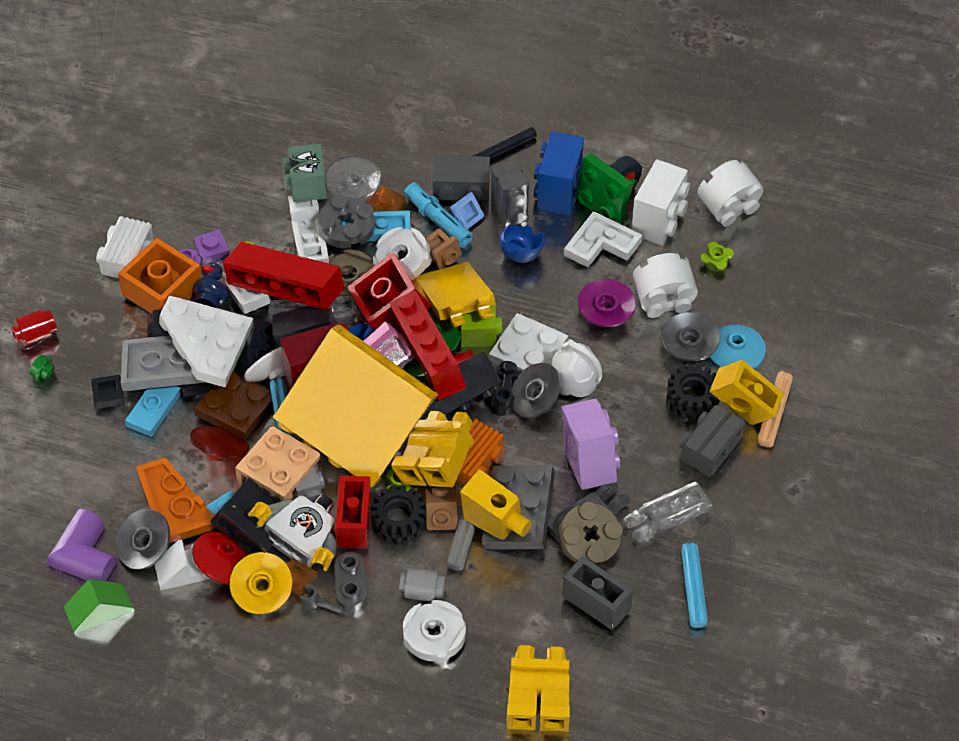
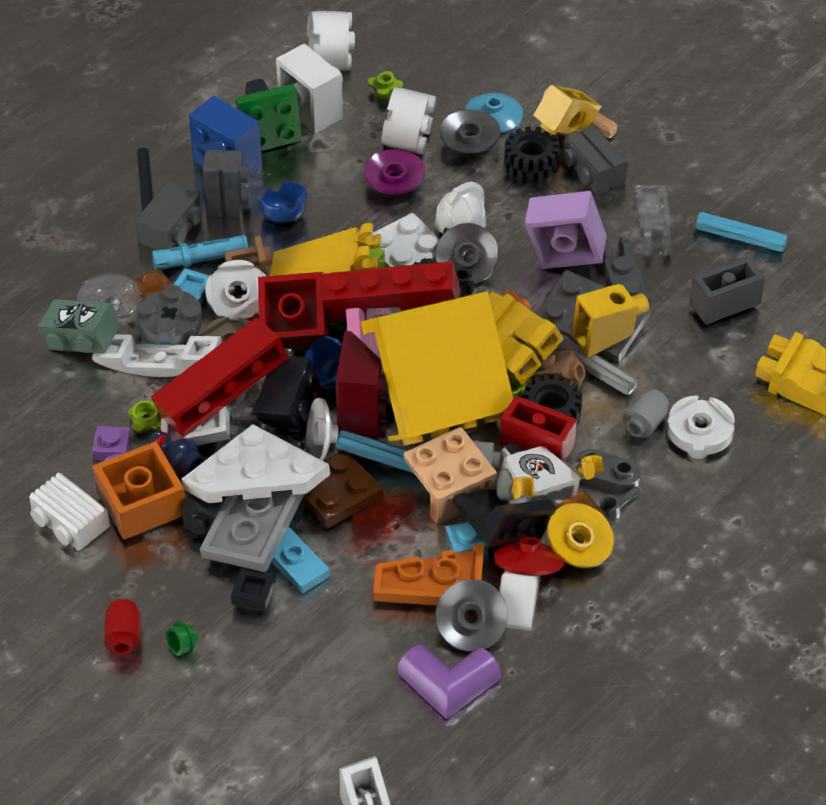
camera: 65 degrees left, 5 degrees down
(96, 604) = (528, 690): bright green slope -> none
(467, 211) = (209, 228): light blue slope -> none
(590, 516) = (656, 274): dark tan plate -> none
(600, 234) = (310, 150): white plate -> none

